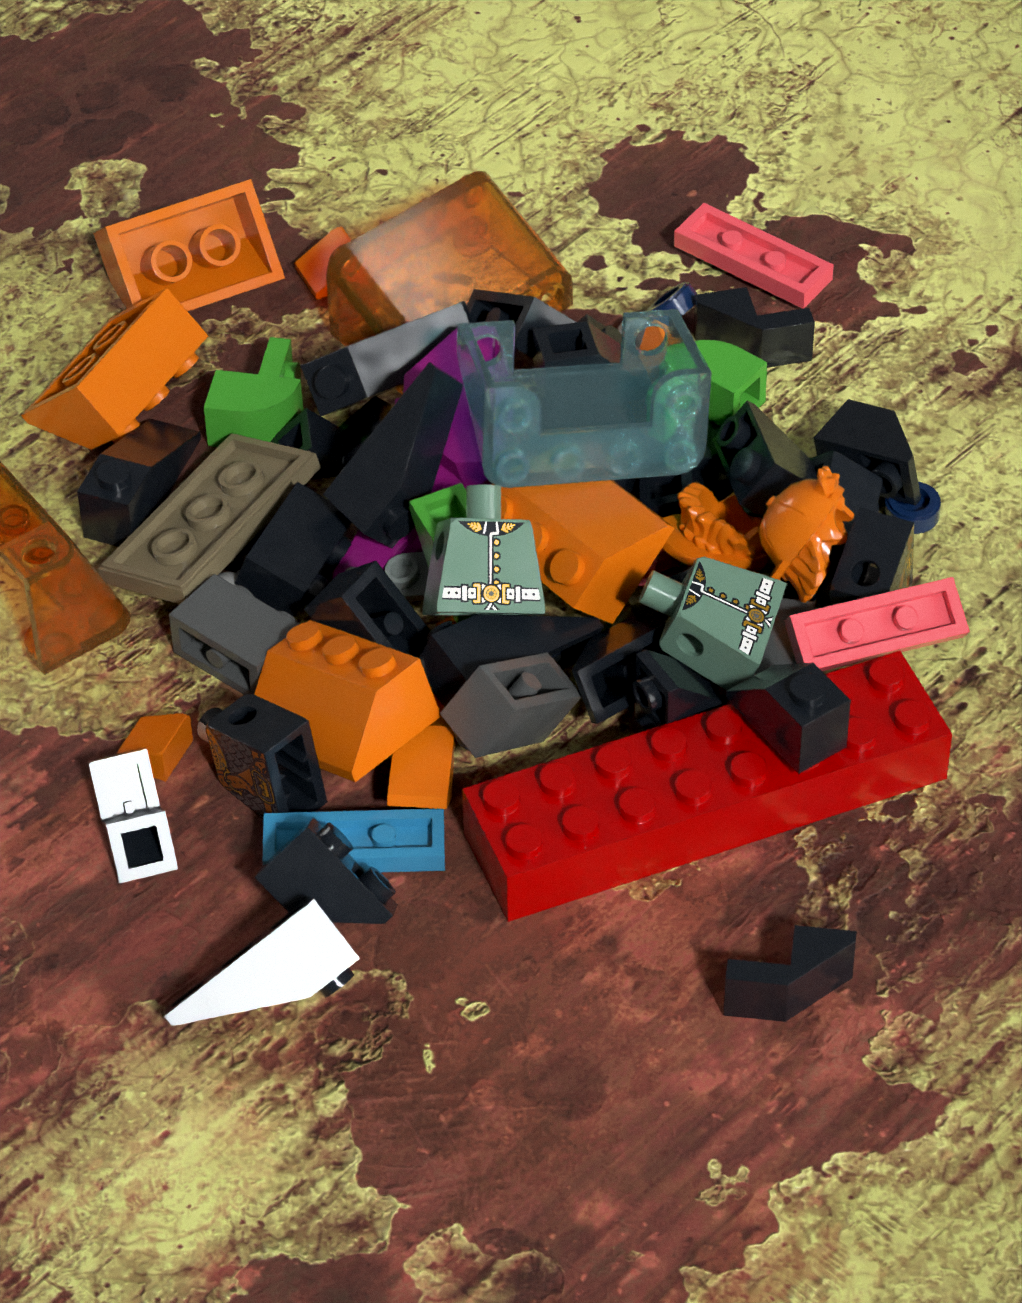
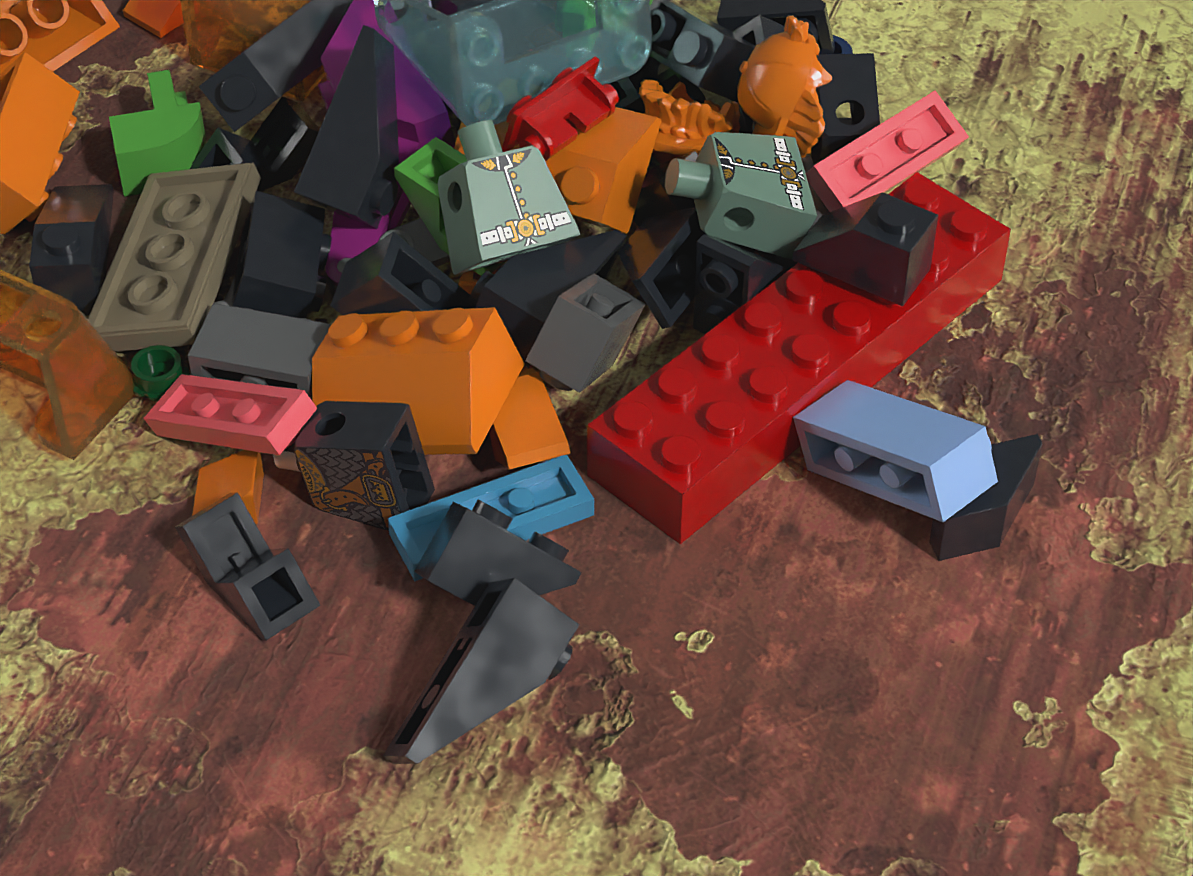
camera: 25 degrees left, 0 degrees up
(147, 621) = (156, 370): none -> dark green plate
(178, 678) = (231, 414): none -> coral plate
(552, 498) = (572, 97): none -> red hinge
(720, 901) = (896, 449): none -> light blue brick

